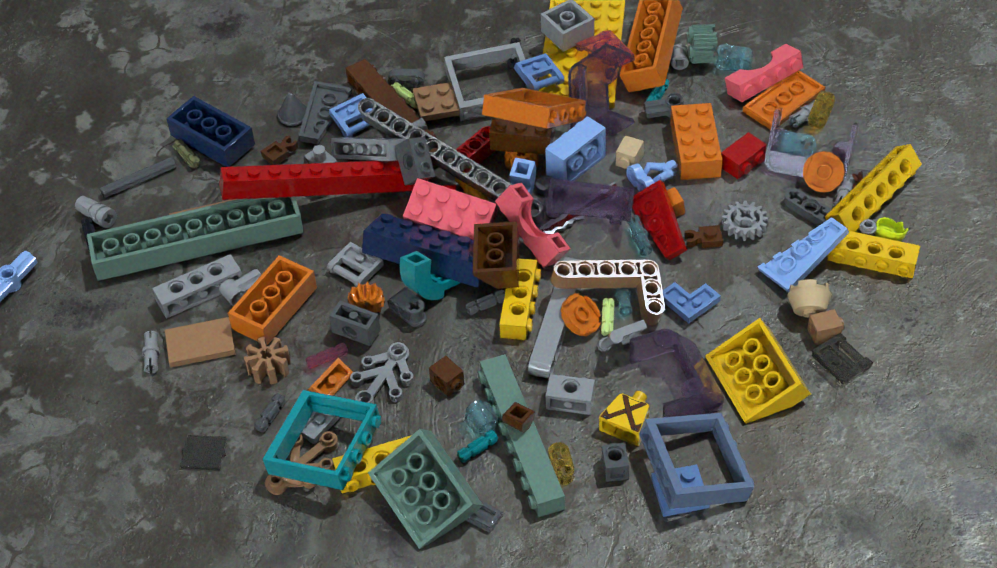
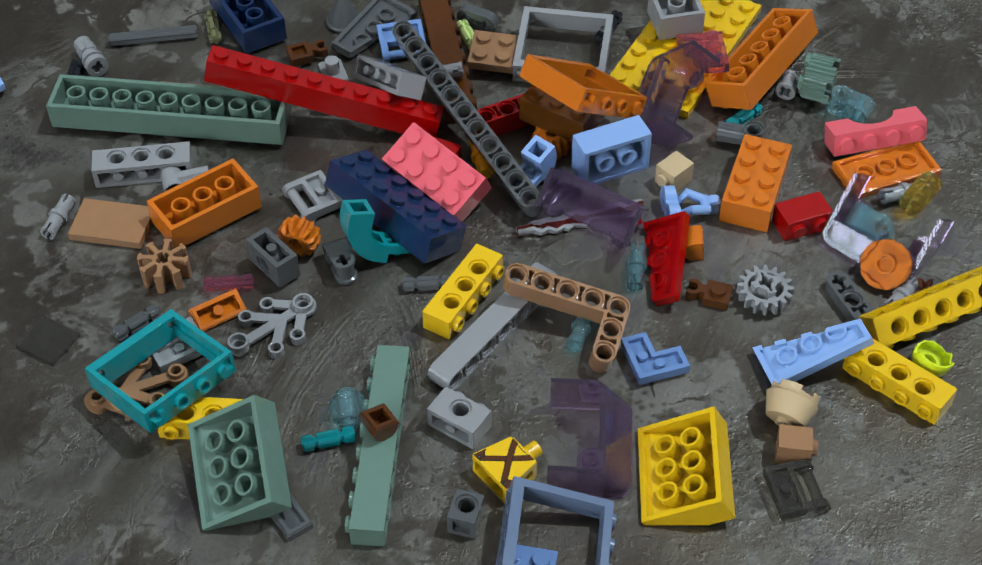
camera: 20 degrees right, 0 degrees up
(414, 160) = (423, 102): dark grey brick -> none
(446, 376) = (338, 348): reddish brown brick -> none
(496, 254) = (456, 233): reddish brown slope -> none
(516, 206) = (507, 187): coral arch -> none
(538, 67) = (619, 47): medium blue plate -> none
(565, 462) = (402, 491): clear yellow beam -> none
(580, 314) = (518, 332): orange tile -> none
(607, 316) = (551, 345): yellowish green axle -> none
(622, 335) = (548, 370): light grey plate -> none
(868, 227) = (905, 346): light grey pin -> none

